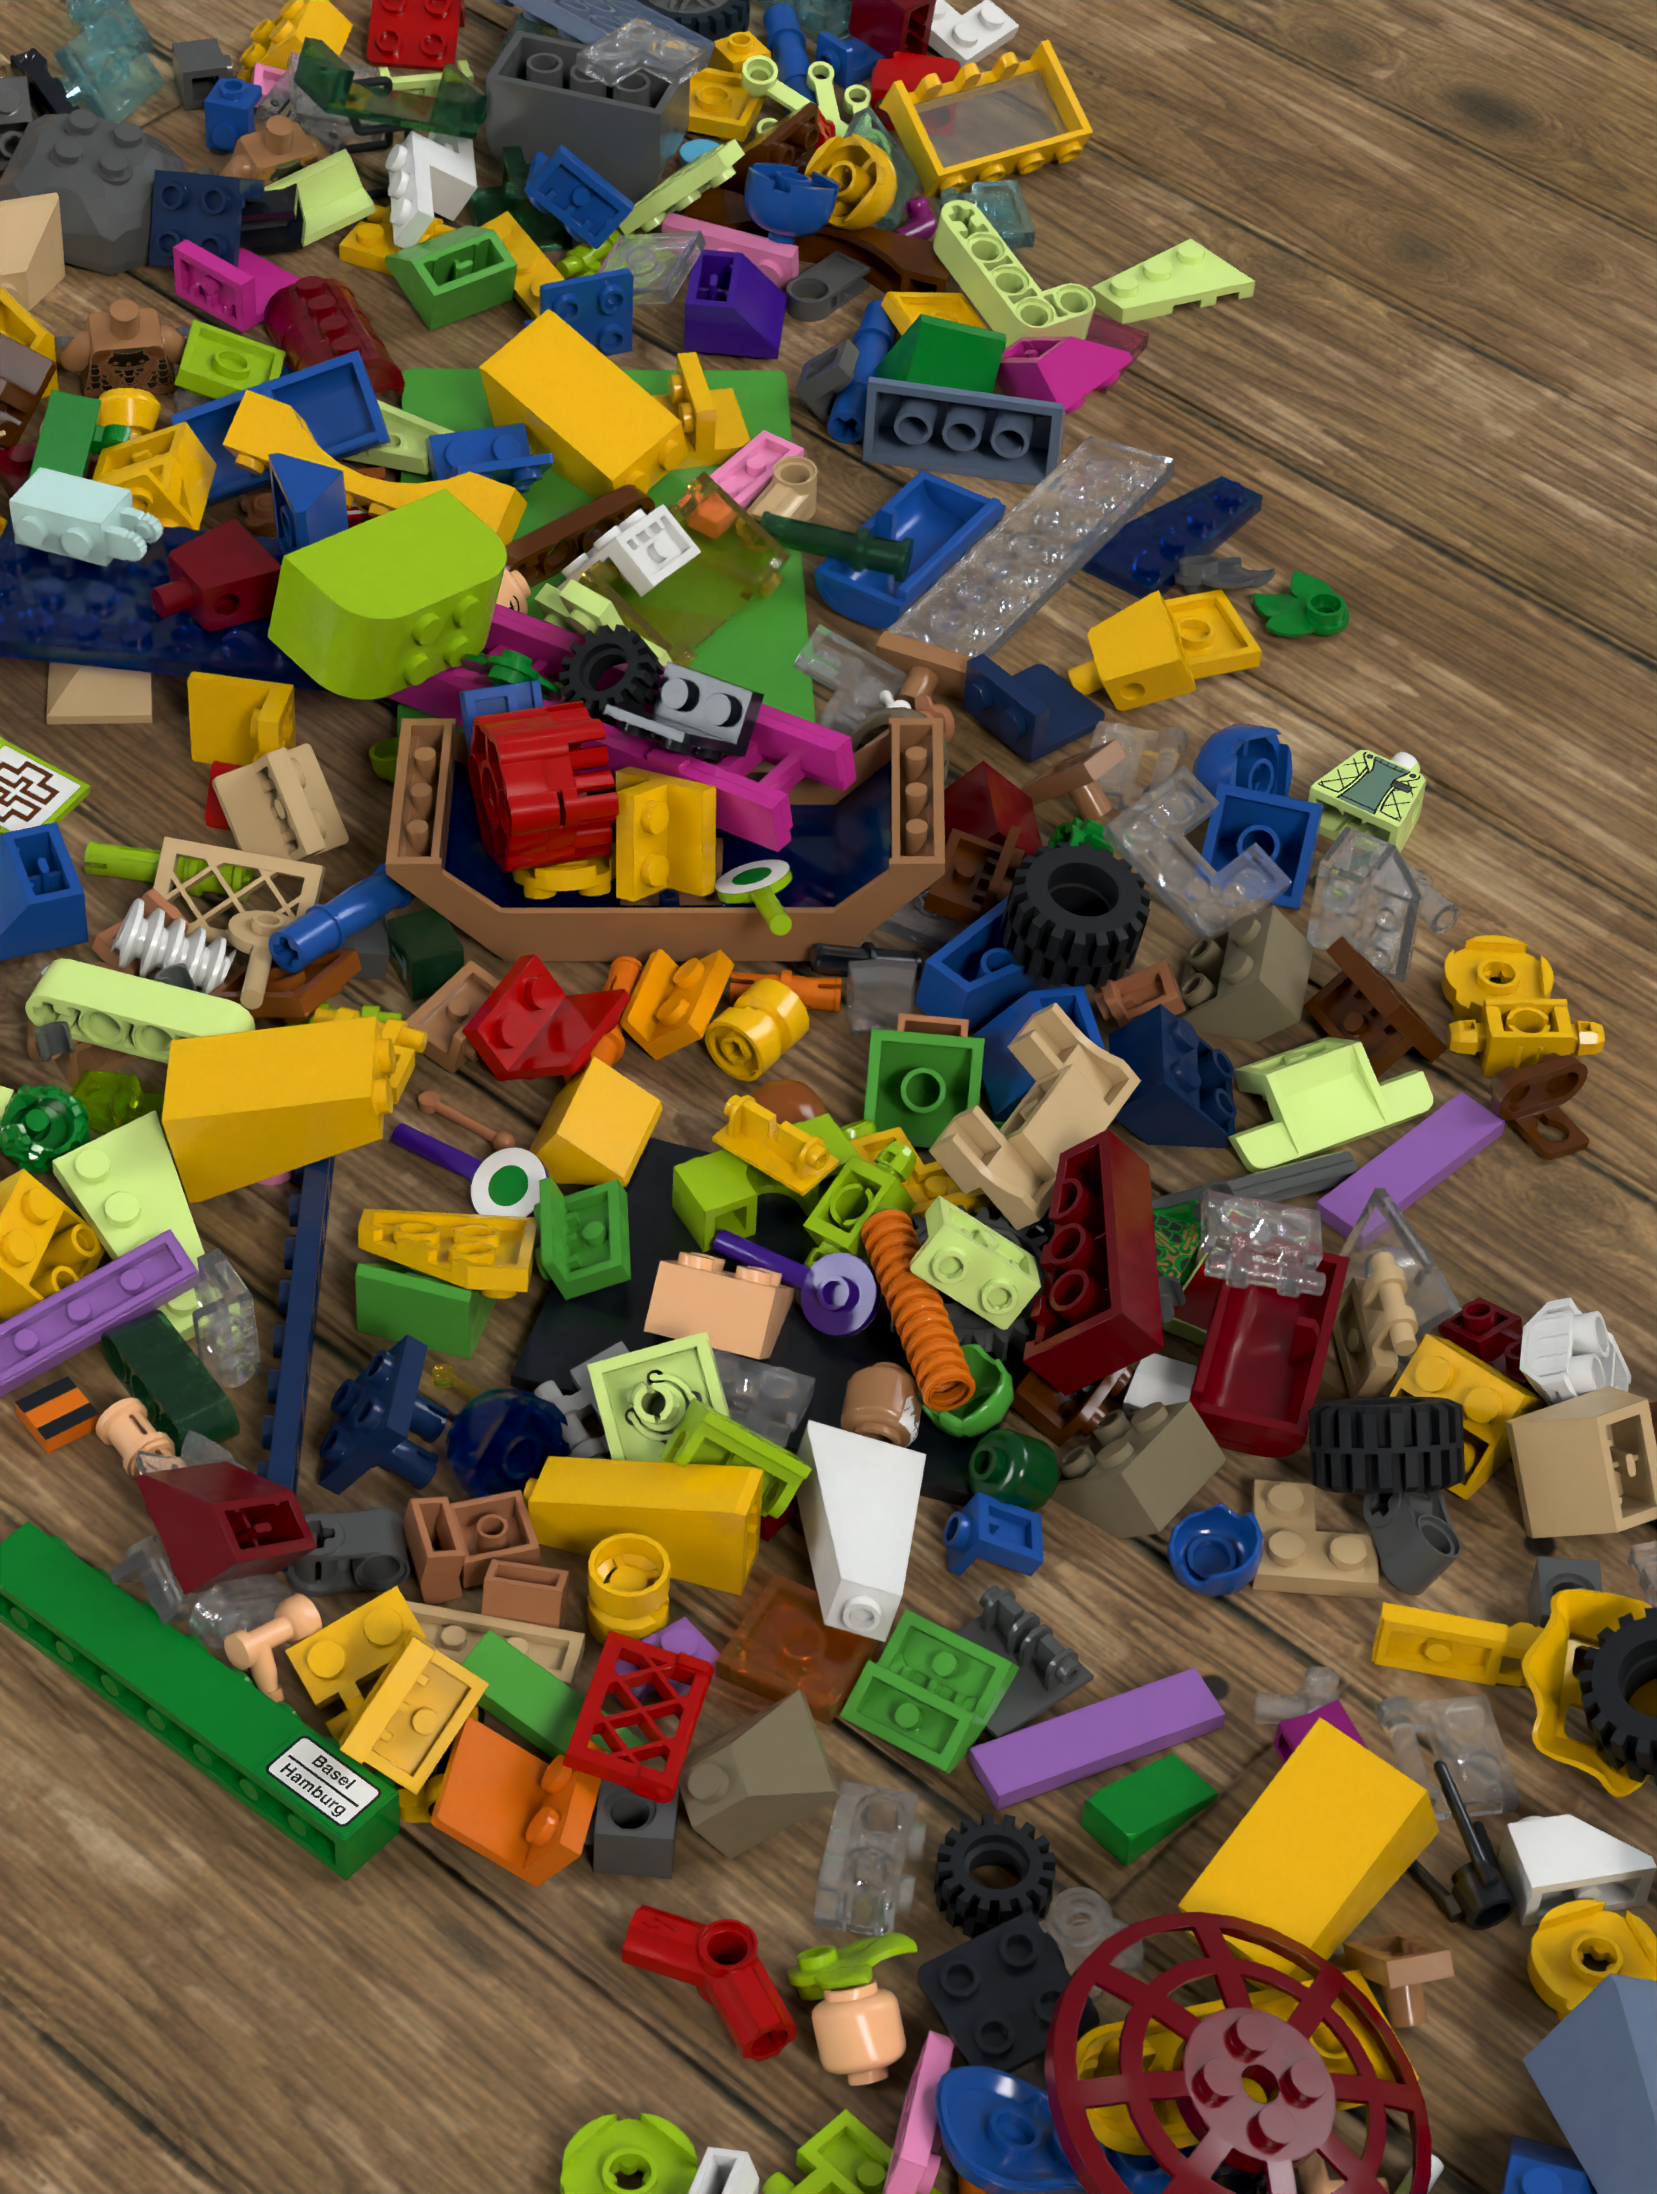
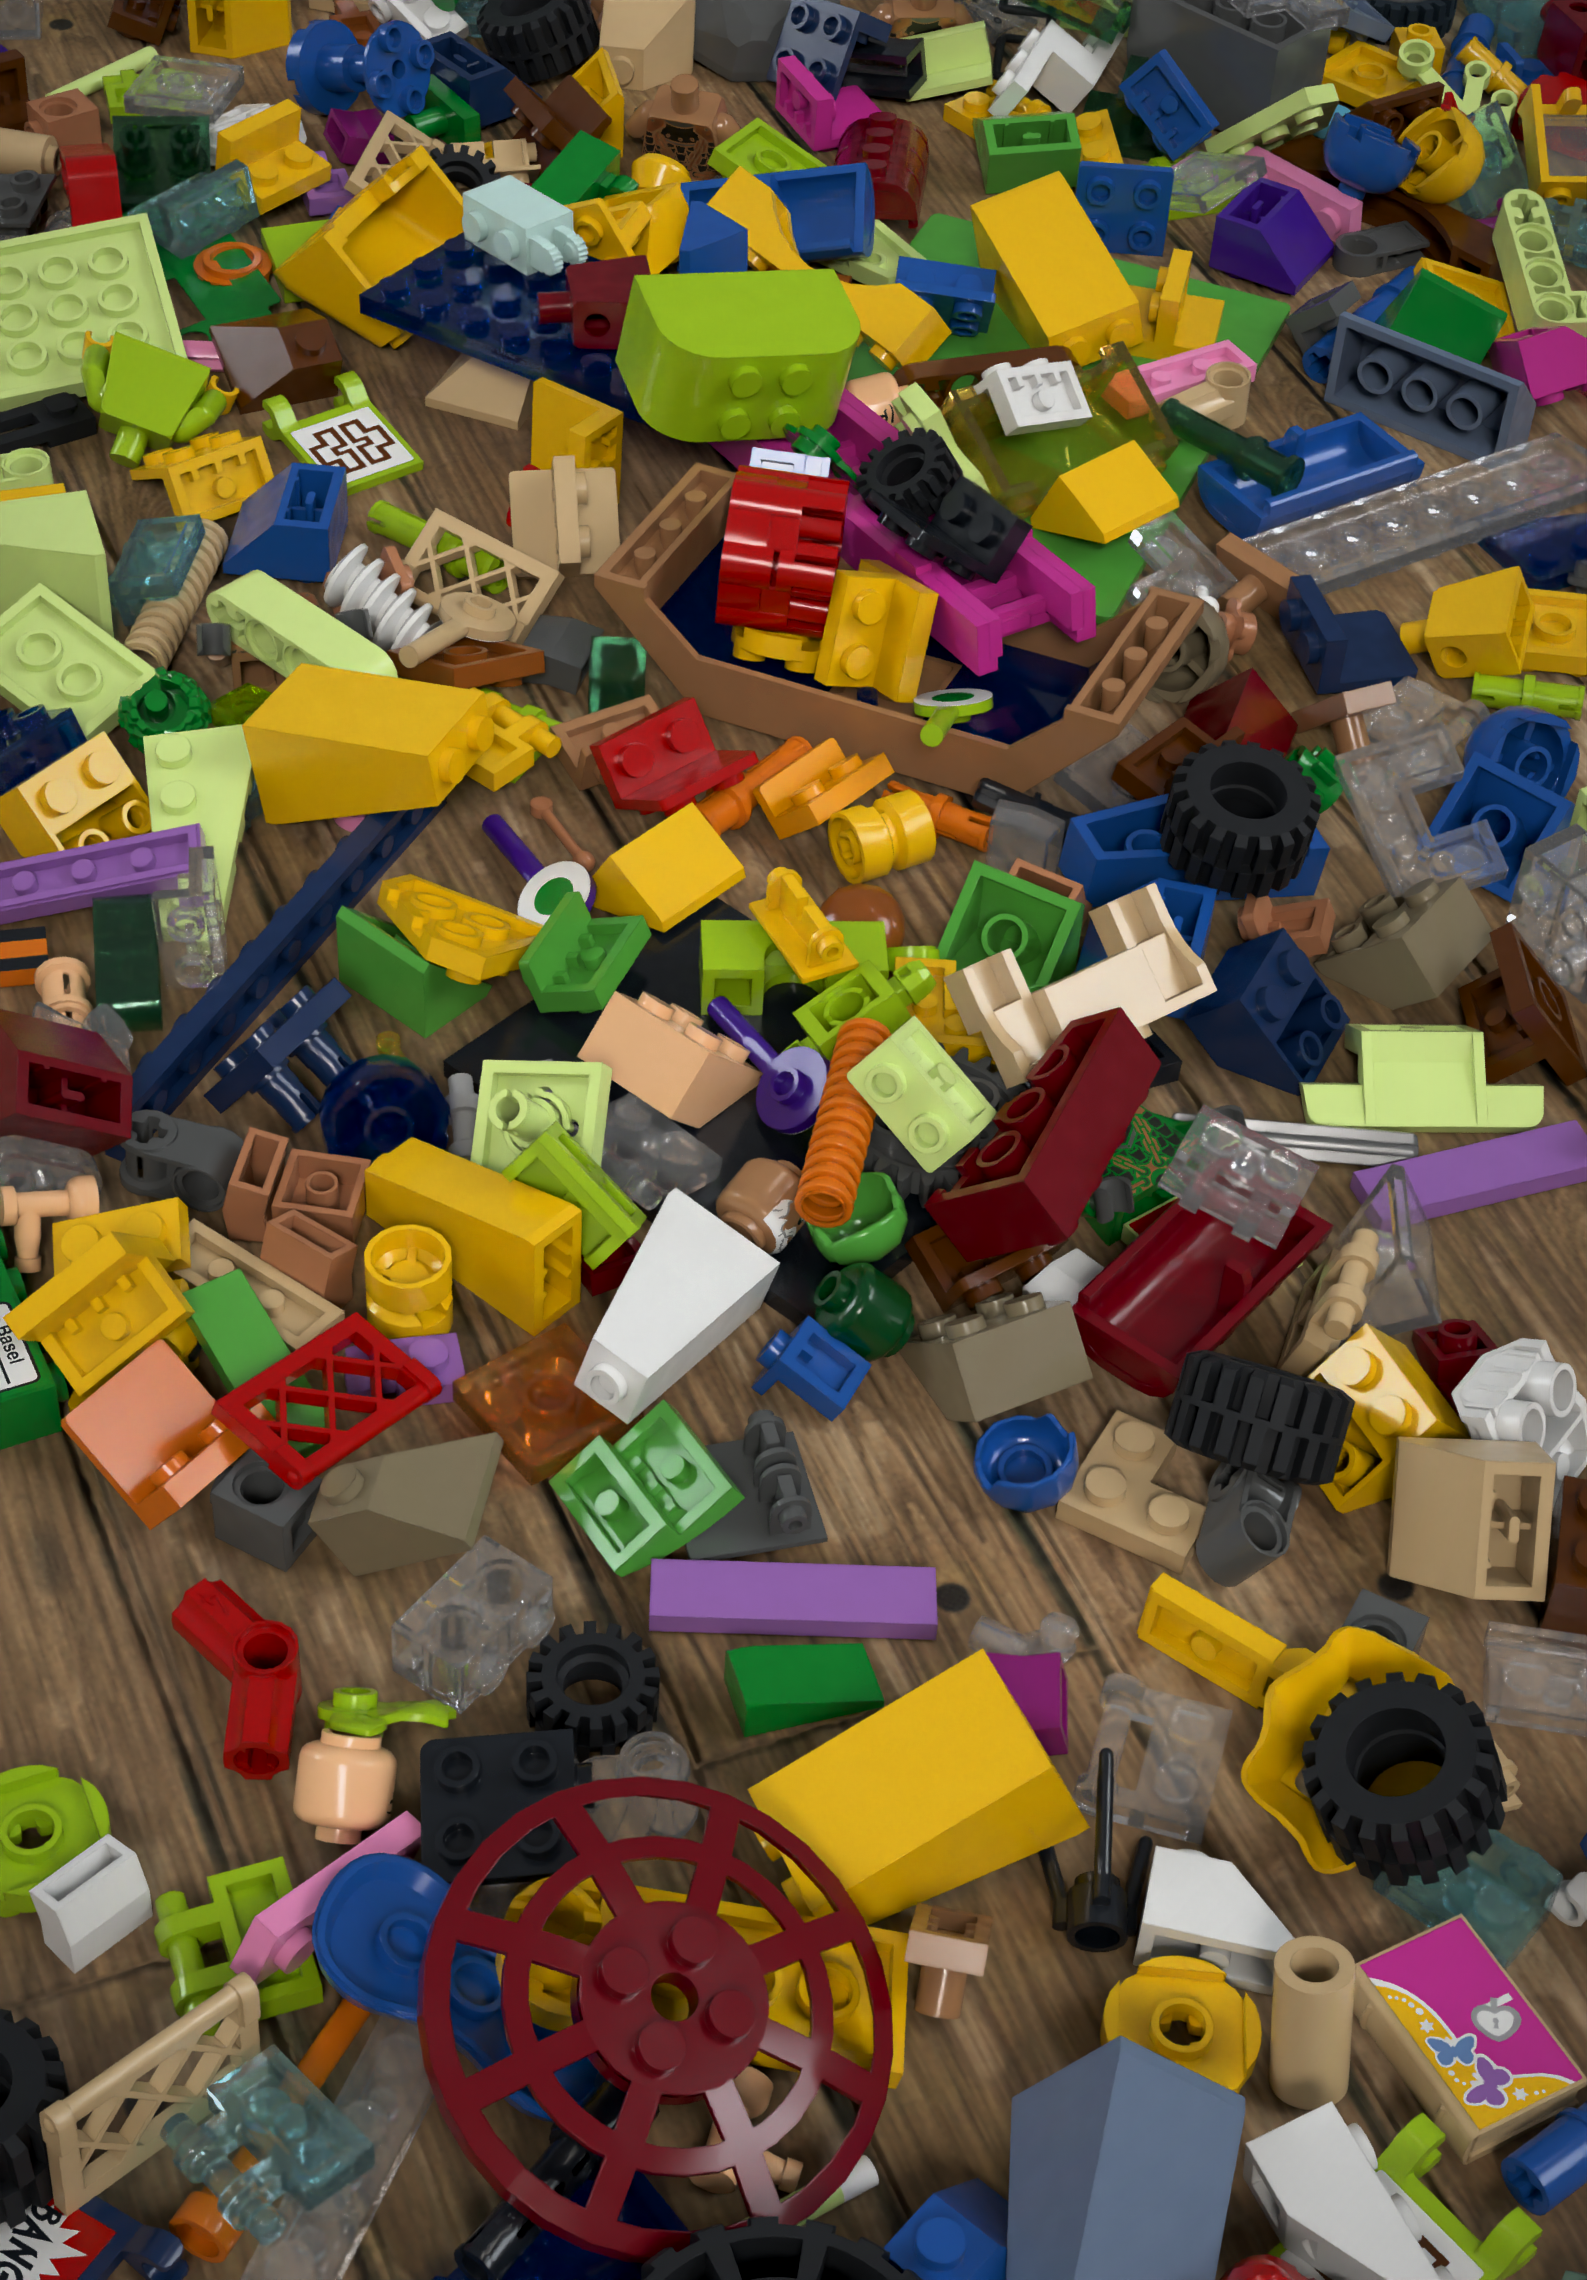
camera: 25 degrees right, 0 degrees up
(329, 925) = (527, 621): blue piece -> none
(762, 632) = (1106, 497): none -> yellow slope
(845, 74) = (1501, 72): none -> yellow pin
(1207, 707) = (1555, 698): none -> lime pin

